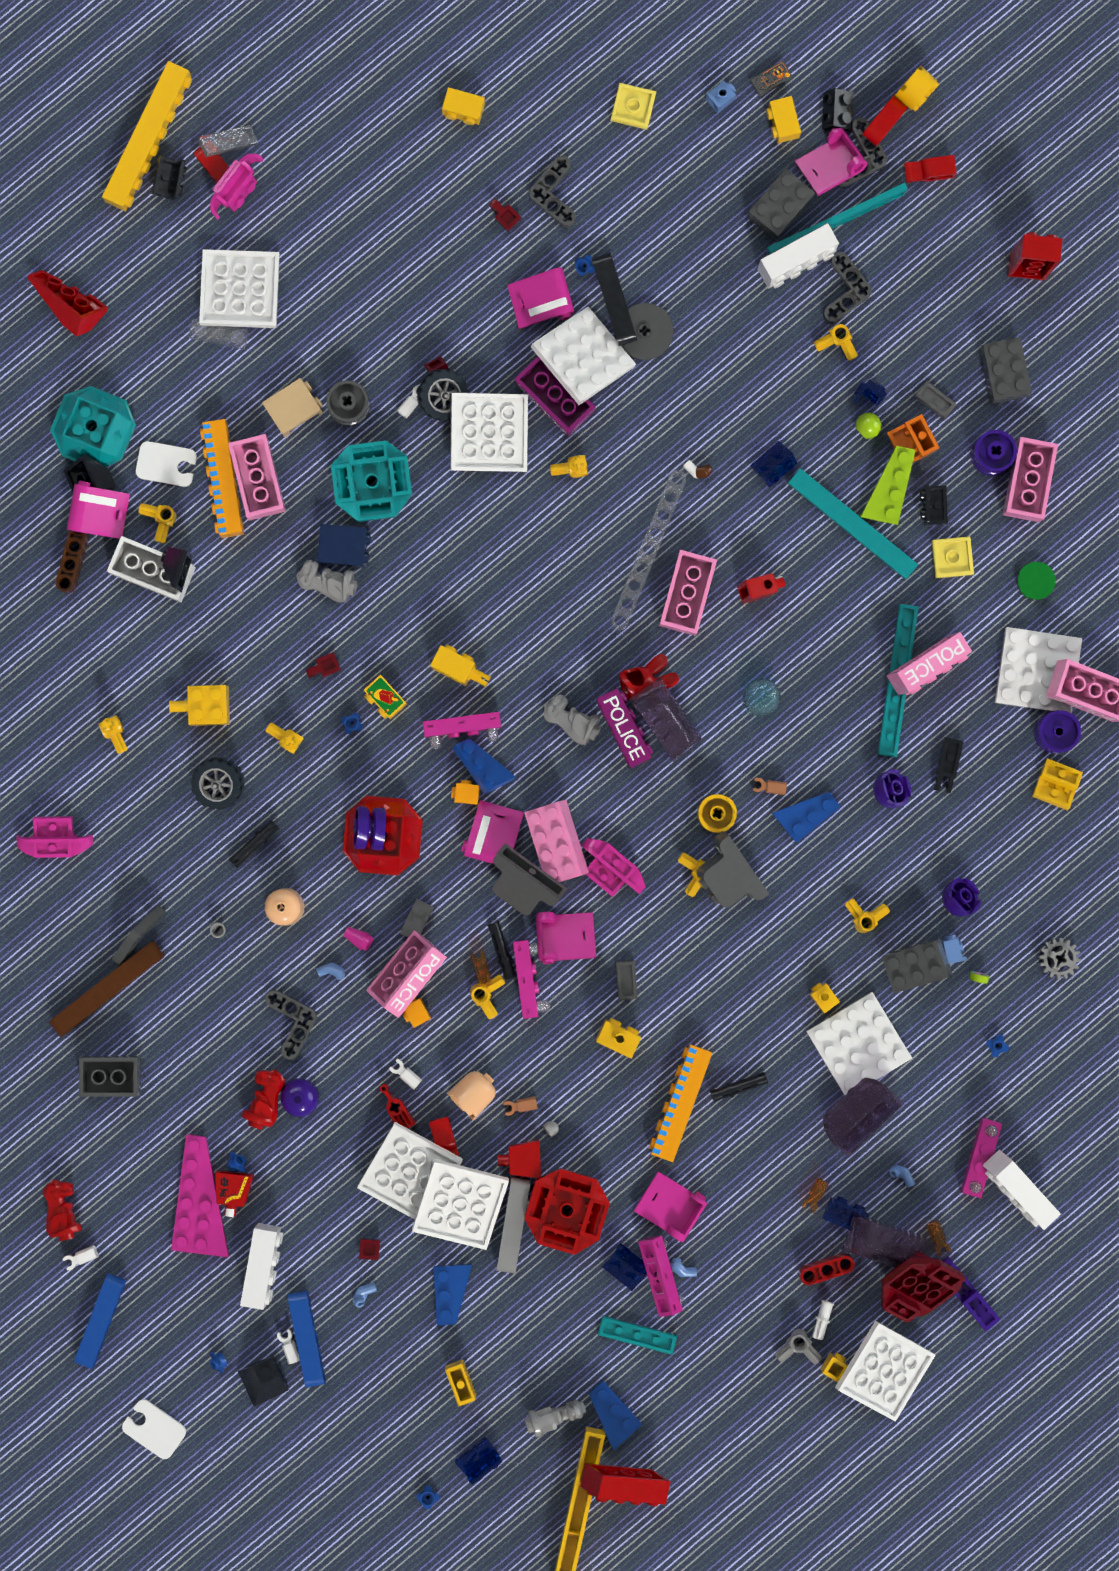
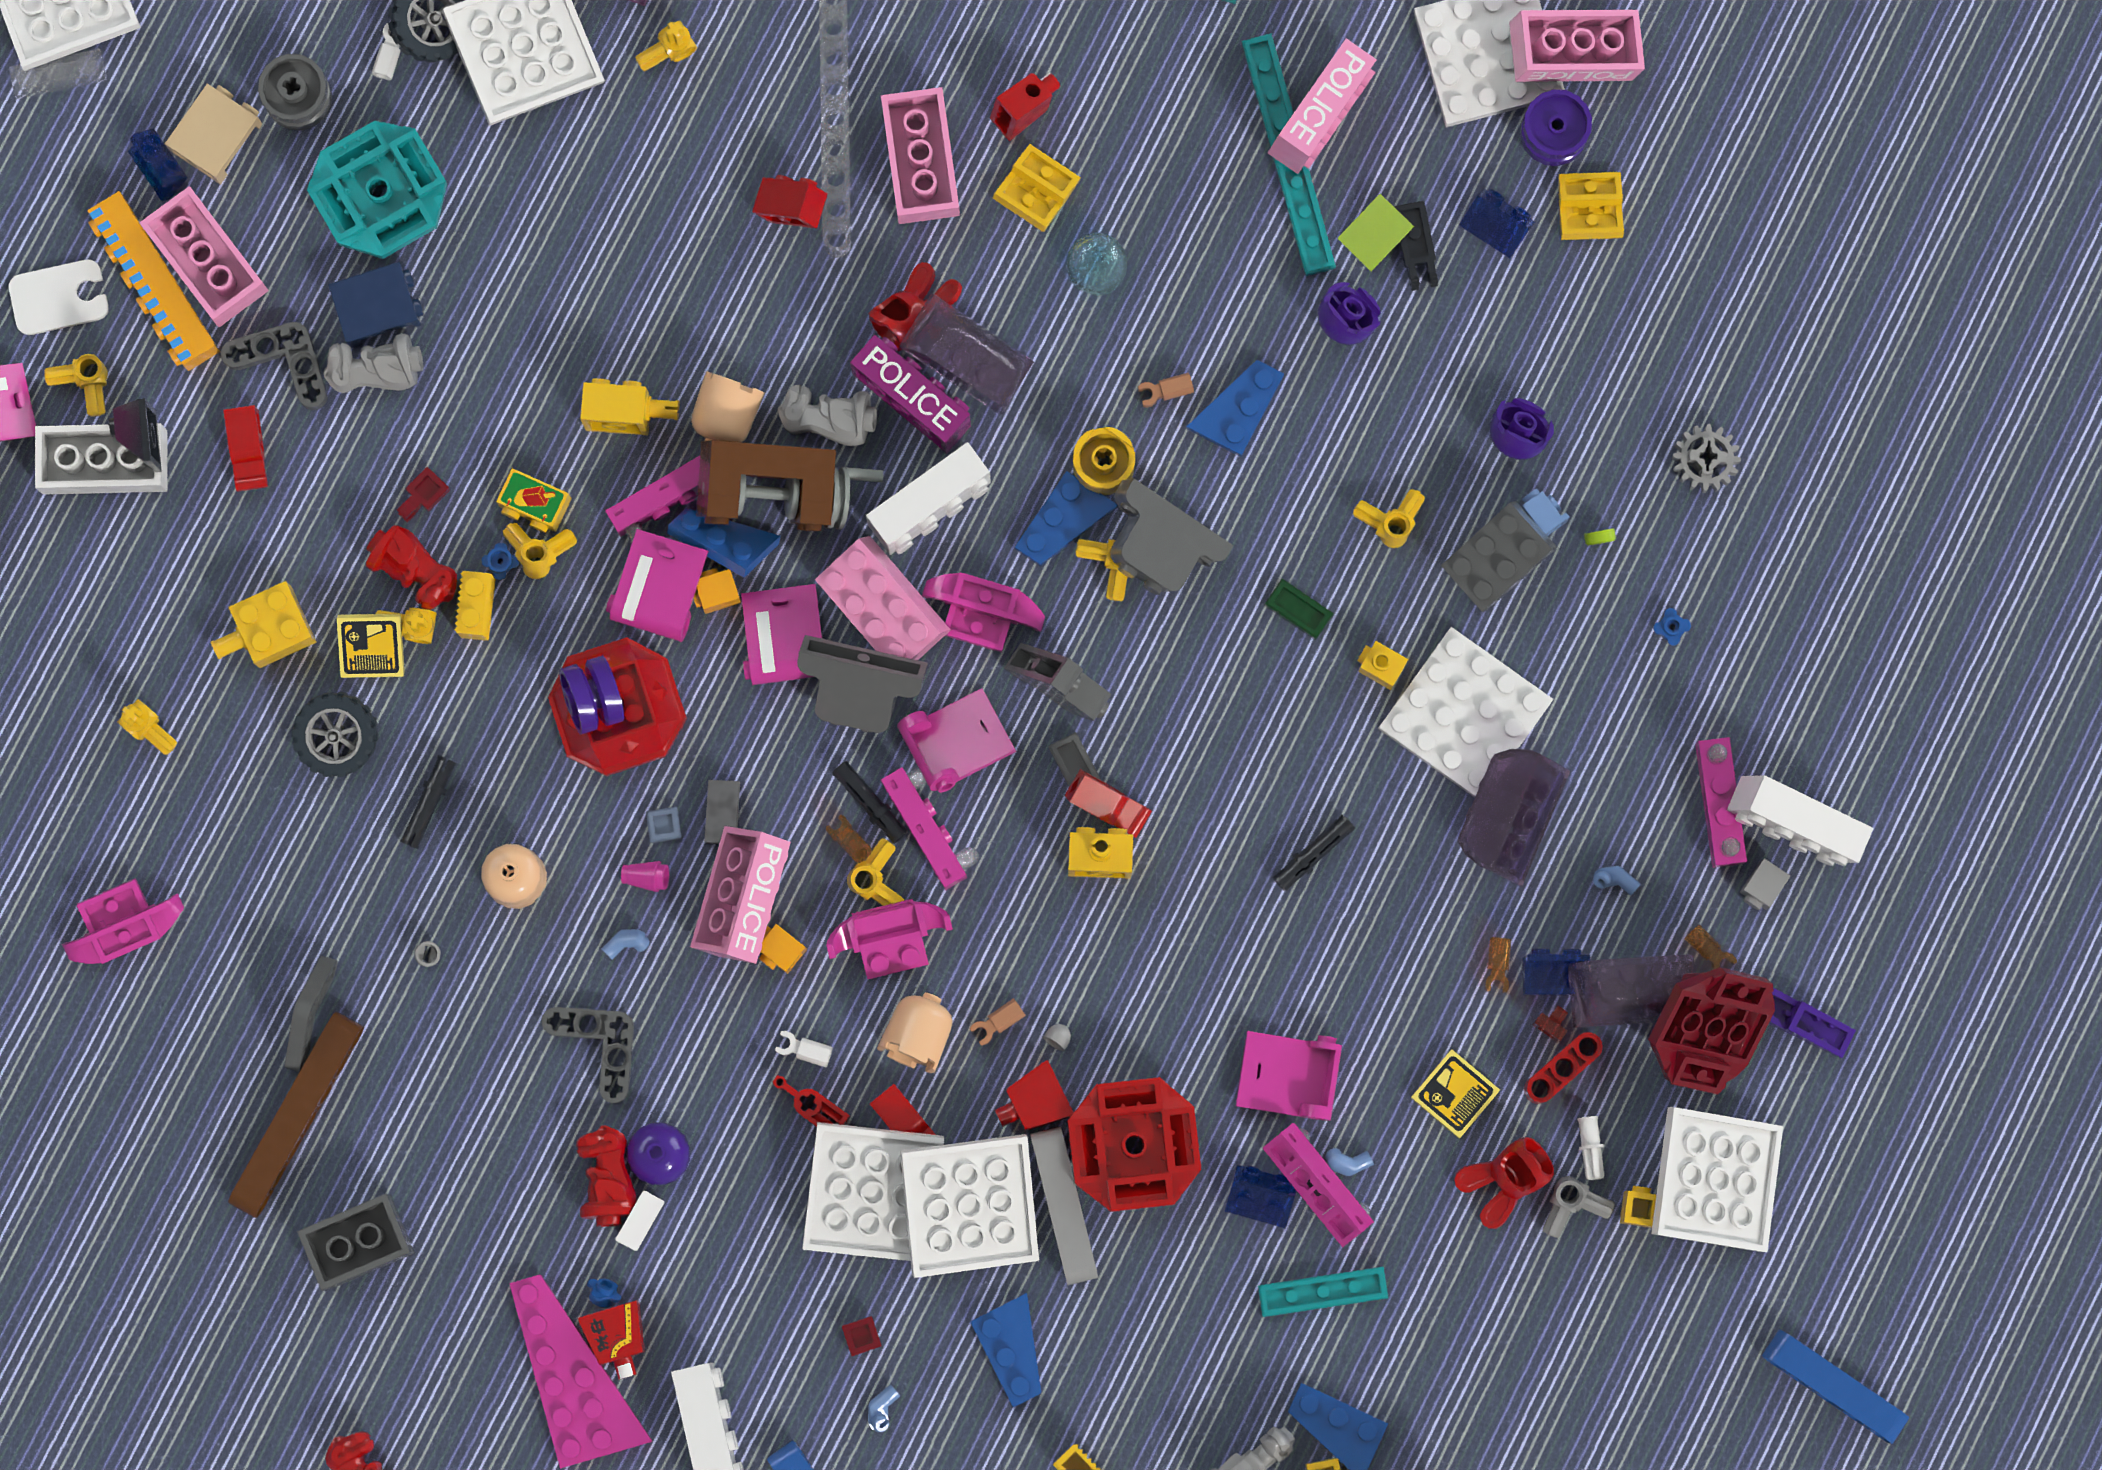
camera: 20 degrees left, 5 degrees down
(235, 597) = (246, 447): none -> red piece
(253, 411) = (156, 163): none -> clear blue bracket
(258, 741) = (370, 645): none -> tile
(273, 1131) = (639, 1220): none -> white sticker
(284, 554) = (293, 354): none -> dark grey beam
(300, 702) = (407, 560): none -> red animal
(327, 743) = (475, 605): none -> yellow brick
(371, 723) = (532, 548): none -> yellow axle
(380, 913) = (663, 824): none -> sand blue tile
(433, 778) = (656, 589): none -> dark pink door
(480, 1031) = (889, 936): none -> dark pink plate
(514, 693) = (725, 409): none -> light nougat cylinder
(543, 764) = (813, 489): none -> reddish brown piece
(602, 588) = (790, 201): none -> red brick
(608, 793) = (929, 499): none -> white brick
(634, 1009) = (1107, 803): none -> piece
(636, 929) = (1059, 681): none -> dark grey brick
(679, 835) = (1063, 517): none -> blue wing
(681, 1102) = (1236, 913): light orange brick -> none
(746, 638) = (1036, 187): none -> yellow slope
(759, 1256) = (1455, 1093): none -> tile
(776, 1317) = (1517, 1171): none -> red piece
(790, 944) = (1298, 609): none -> dark green tile
(831, 1241) = (1551, 1025): none -> clear red tile
(900, 1512) = (1835, 1386): none -> blue beam
(928, 747) = (1375, 232): none -> lime sticker
(984, 1215) = (1764, 885): none -> light grey brick
(1000, 771) = (1497, 222): none -> clear blue bracket

